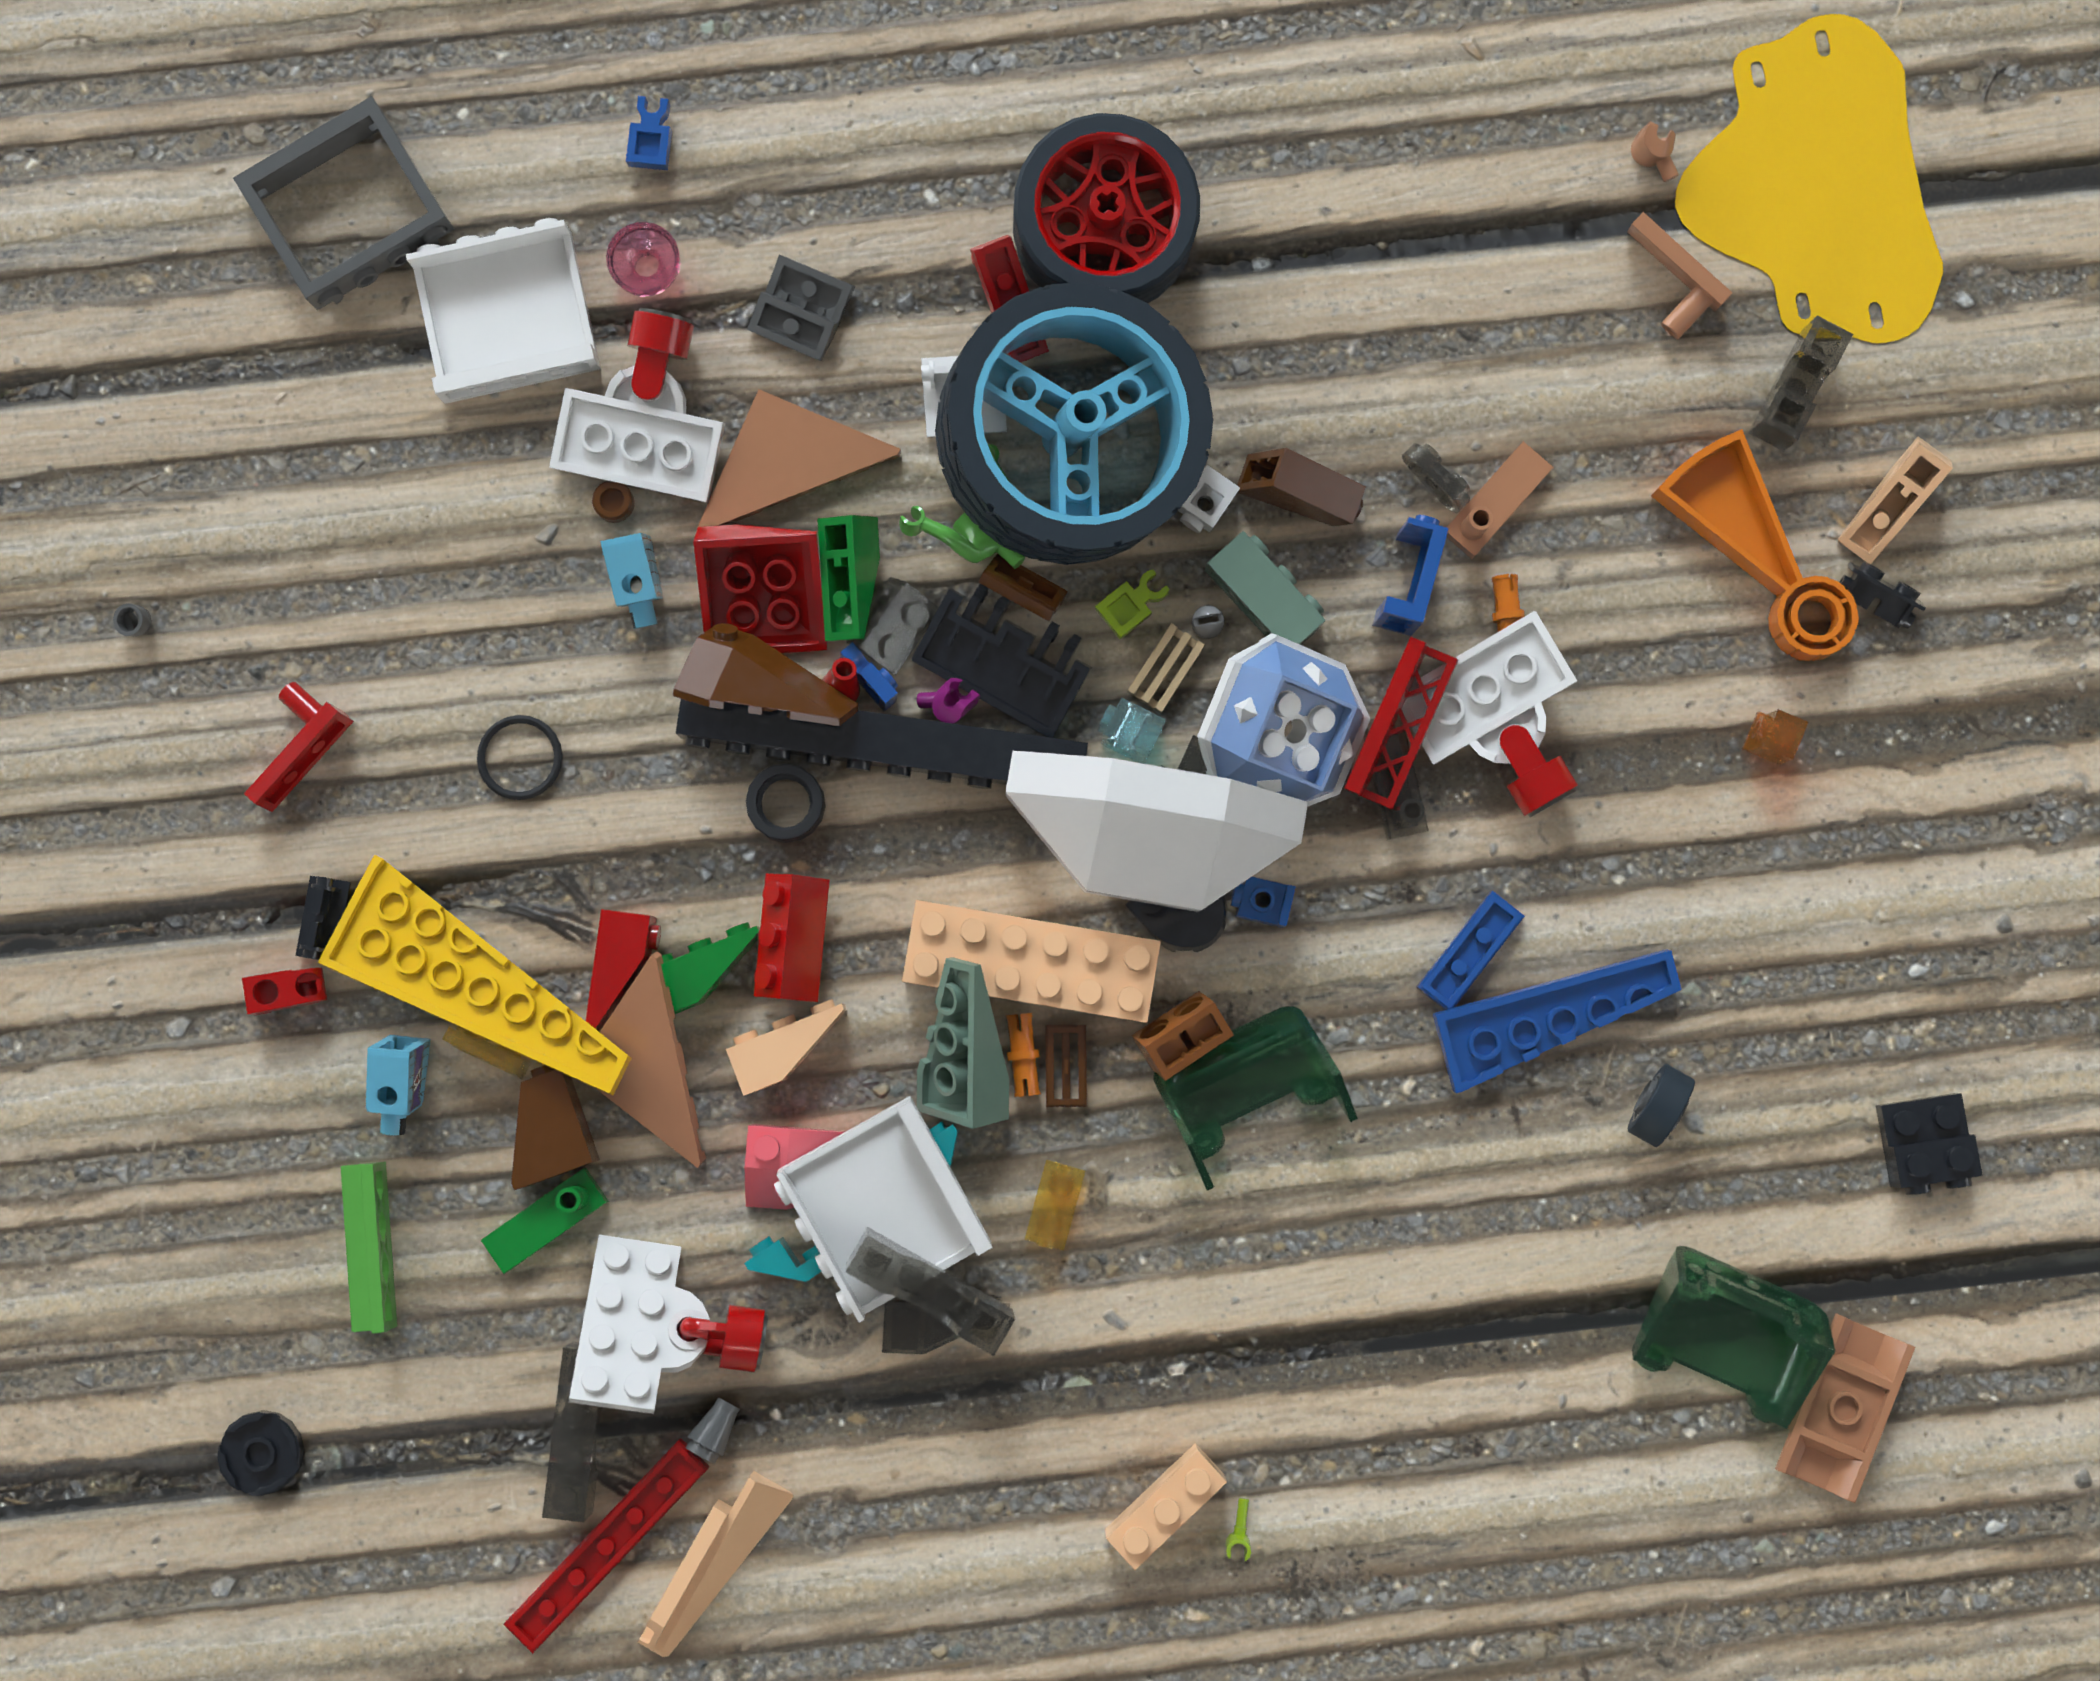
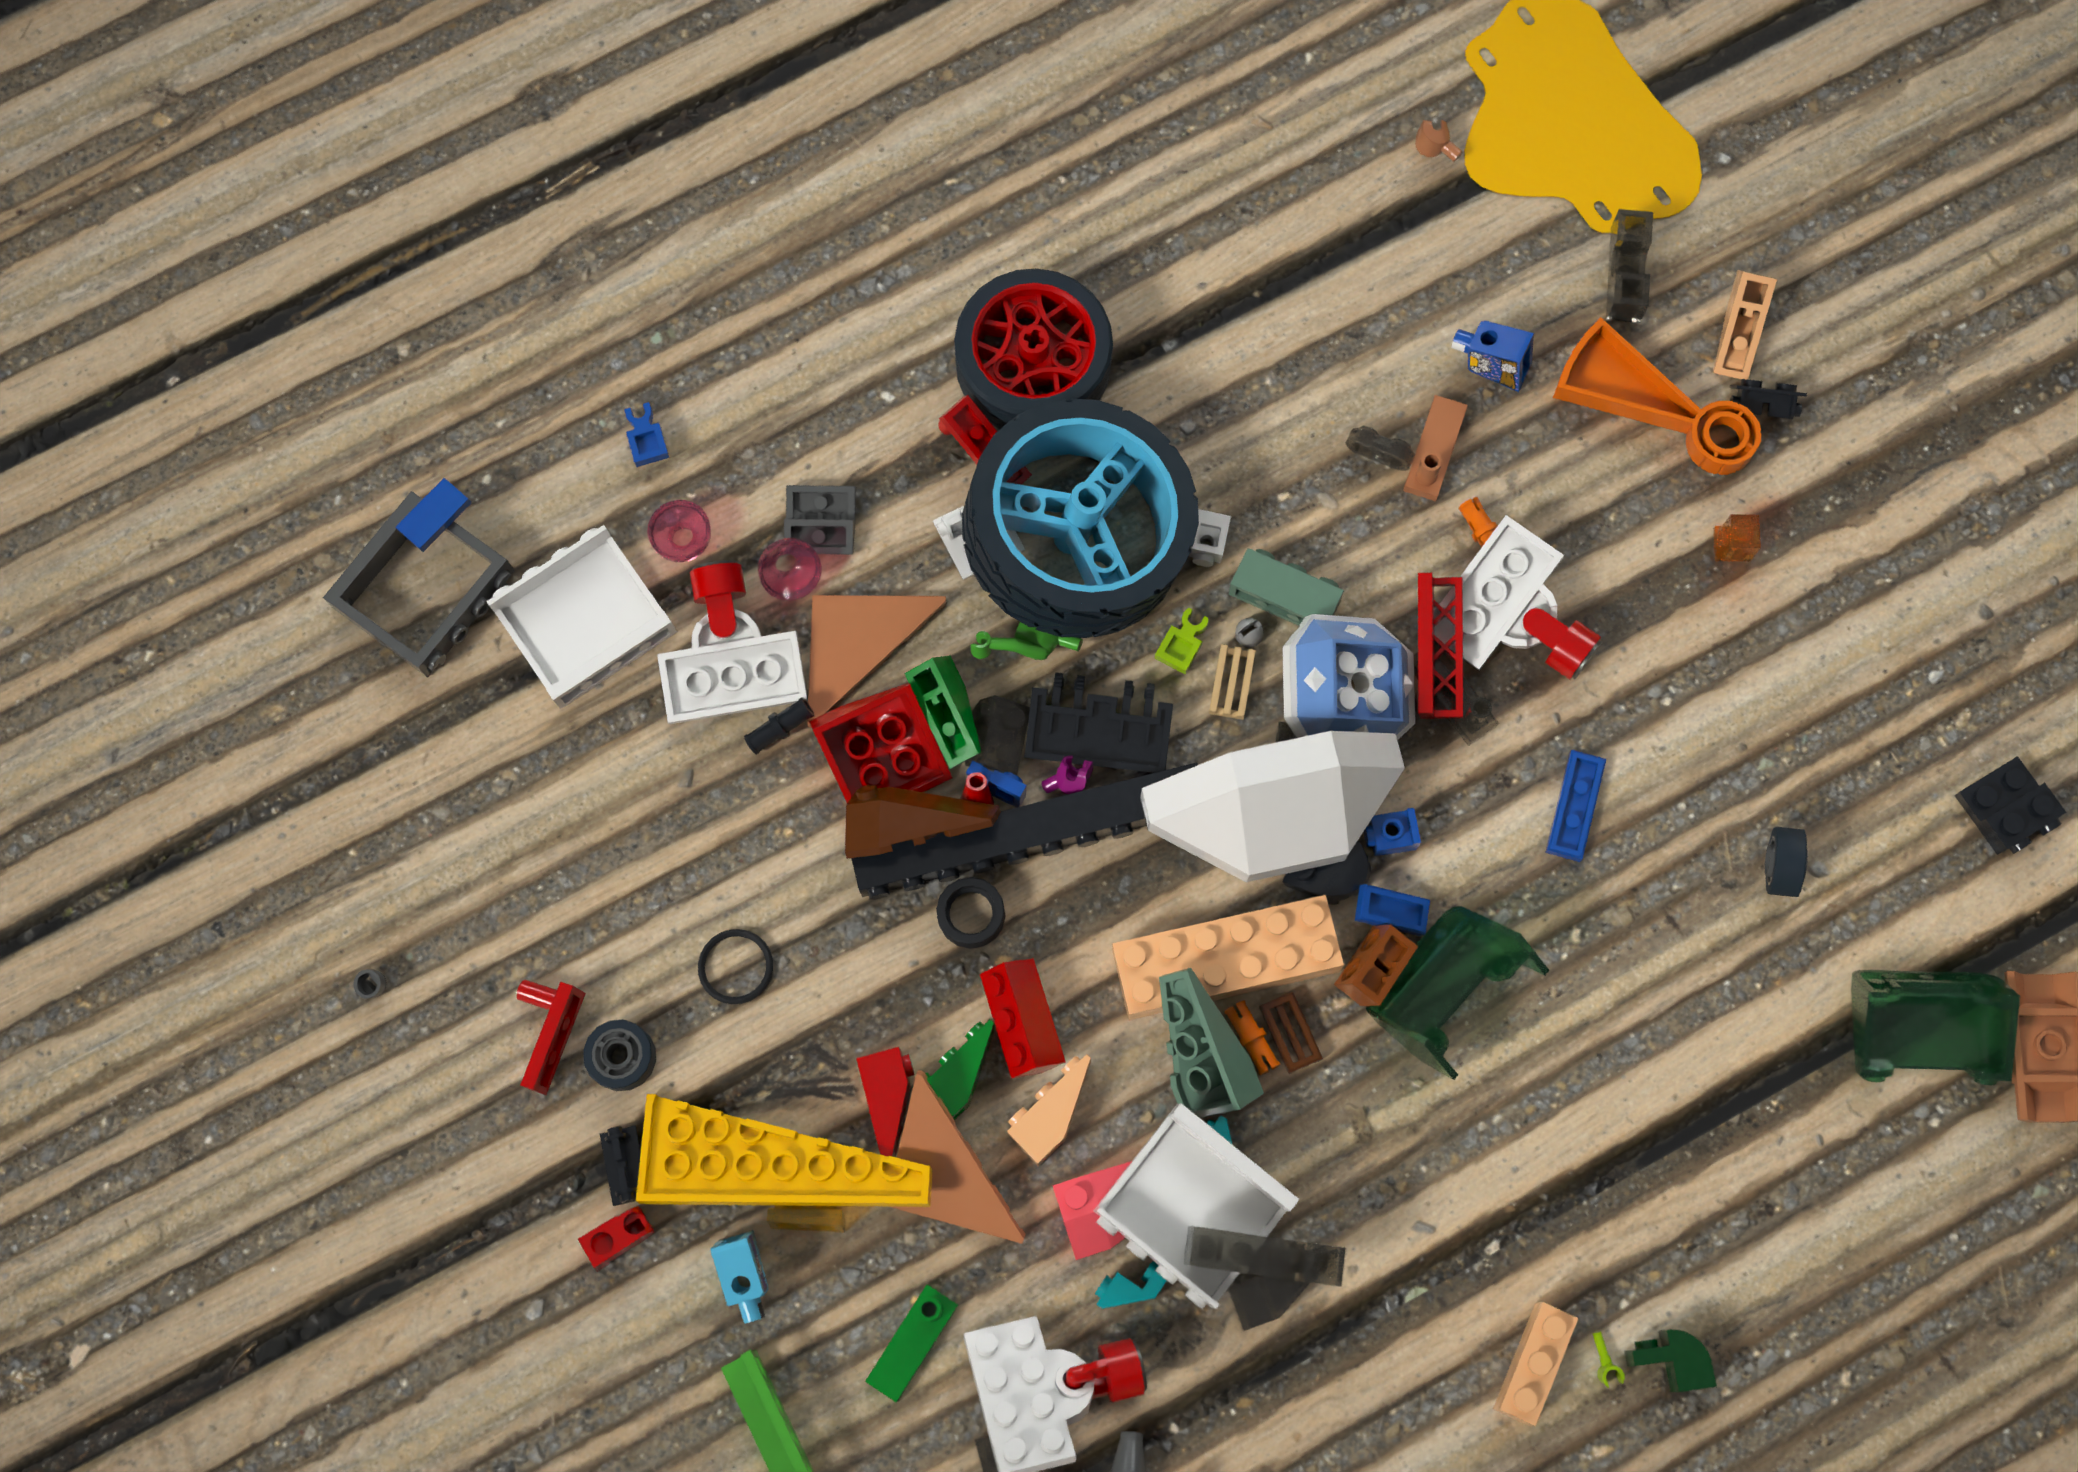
camera: 15 degrees left, 10 degrees down
(338, 799) = (599, 1052): none -> wheel
(383, 133) = (433, 514): none -> blue tile
(549, 1129) = (886, 1262): reddish brown slope -> none
(613, 501) = (729, 730): reddish brown tile -> none
(629, 558) = (766, 766): medium azure torso -> none
(666, 518) = (779, 725): none -> black pin
(738, 365) = (794, 582): none -> clear pink piece
(1023, 587) = (1090, 663): reddish brown tile -> none
(1054, 1205) = (1332, 1150): clear yellow hinge -> none
(1130, 730) = (1226, 733): clear light blue brick -> none
(1226, 983) = (1386, 907): none -> blue tile
(1301, 486) = (1277, 497): reddish brown slope -> none
(1319, 1565) = (1684, 1356): none -> dark green brick
(1409, 615) = (1403, 561): blue panel -> none
(1520, 1025) = (1642, 847): blue wing -> none
(1610, 422) = (1497, 353): none -> blue torso
(1704, 286) = (1519, 223): nougat piece -> none

